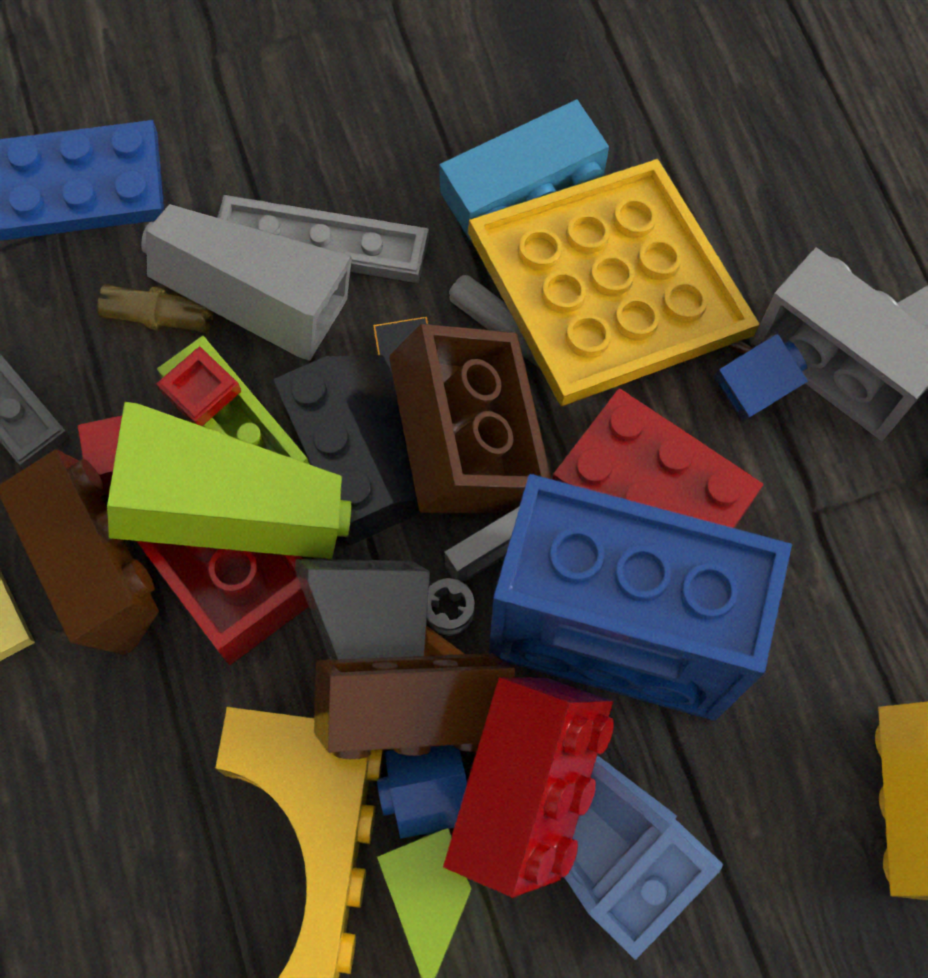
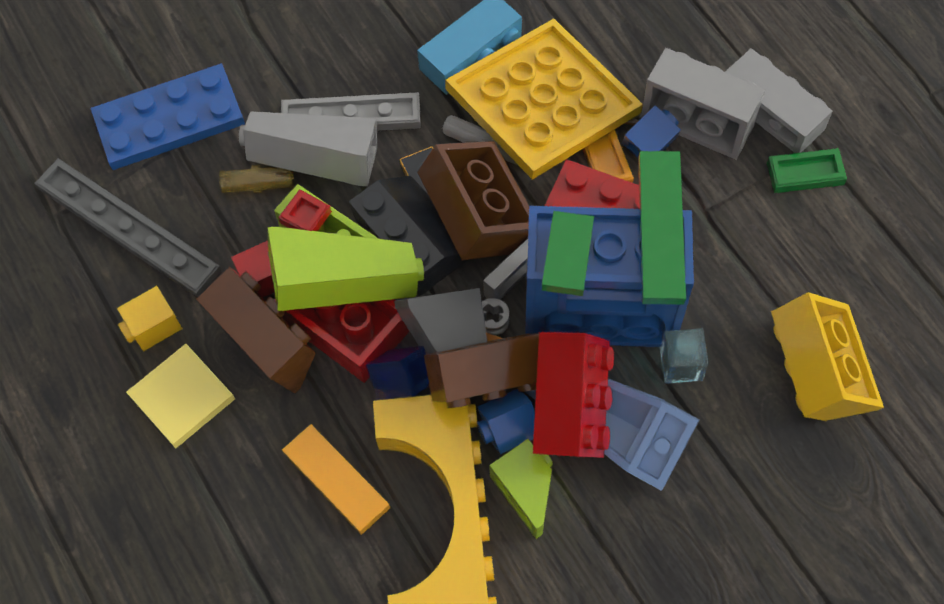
camera: 10 degrees left, 5 degrees down
(146, 810) = (336, 479): none -> light orange tile
(278, 670) = (399, 373): none -> clear blue brick
(569, 573) = (567, 253): none -> green tile
(686, 398) = (608, 157): none -> light orange tile
(725, 745) = (684, 355): none -> clear light blue brick
(734, 567) = (661, 228): none -> green tile

